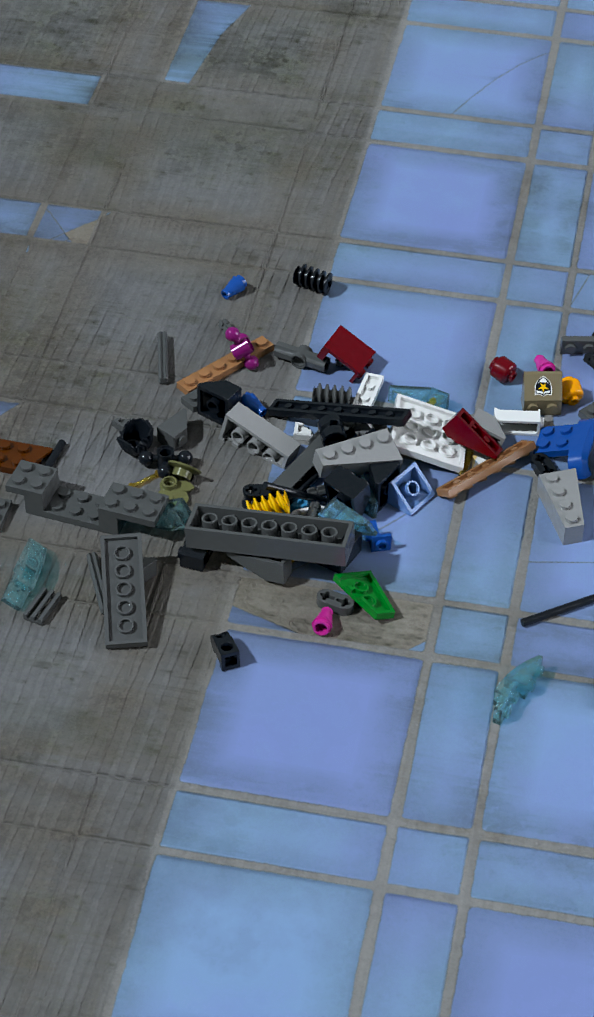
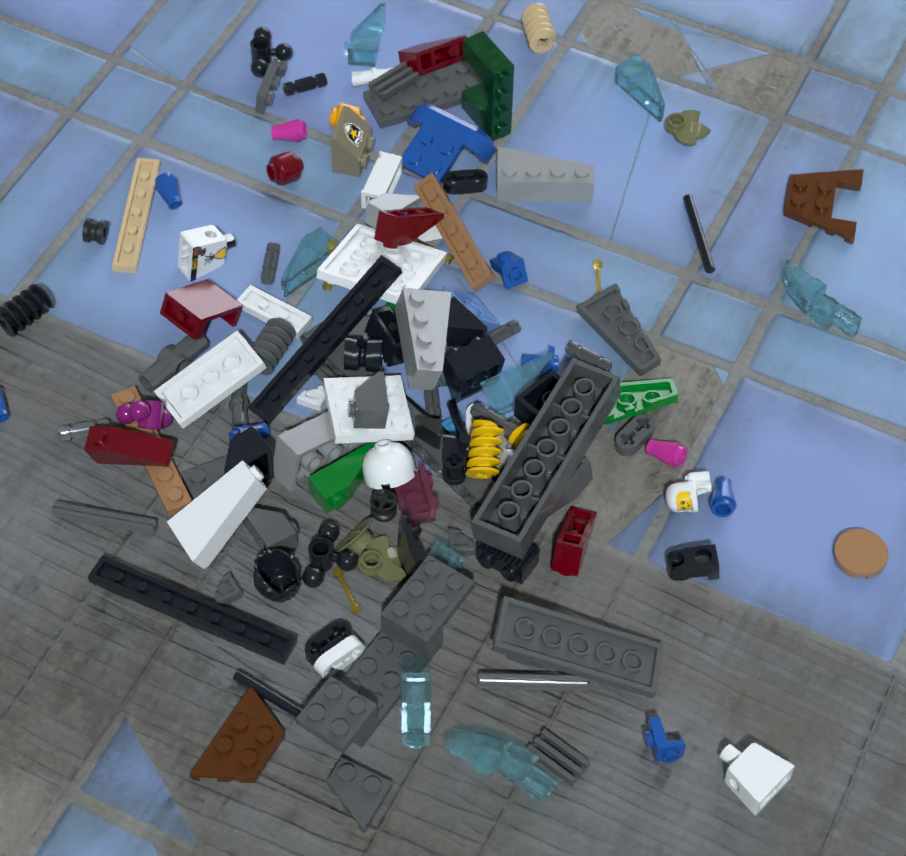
camera: 75 degrees left, 10 degrees up
(45, 518) = (415, 709): none -> clear light blue slope
(51, 708) = (755, 774): none -> white torso
(66, 652) = (661, 749): none -> blue bracket
(87, 482) = (339, 657): none -> white beam
(97, 477) = (325, 640): none -> black beam
(102, 411) = (193, 610): none -> black plate
(173, 396) = (217, 512): none -> white slope
(178, 486) = (407, 546): none -> black slope
(214, 346) = (127, 447): none -> dark red slope
(218, 481) = (380, 499): none -> pearl dark grey wheel
(221, 580) = (573, 541): none -> dark red slope
(227, 494) = (417, 498): none -> clear pink bracket
(234, 456) = (338, 481): none -> green slope
(247, 469) = (388, 464): none -> white cylinder
(269, 398) = (239, 406): none -> dark grey pin
(271, 748) = (860, 553): none -> medium nougat tile
(279, 434) = (370, 404): none -> dark grey slope
(279, 476) = (429, 431): none -> pearl dark grey slope
(284, 445) = (341, 390): none -> white plate
(285, 636) = (684, 495): none -> white piece
(288, 372) = (210, 379): none -> white plate
(292, 658) = (723, 499): none -> blue cone
(397, 512) = (505, 331): none -> dark grey axle
(399, 295) = (95, 231): none -> pearl dark grey wheel
(399, 565) = (588, 356): none -> dark grey axle
(401, 344) = (202, 251): none -> white torso
(425, 382) = (270, 263): none -> dark grey axle
(427, 313) = (136, 216): none -> tan tile
(436, 574) = (615, 323): none -> dark grey wing
(456, 319) = (168, 188): none -> blue cone
(464, 504) = (511, 268): none -> blue bracket
(497, 557) = (597, 265): none -> clear yellow hinge

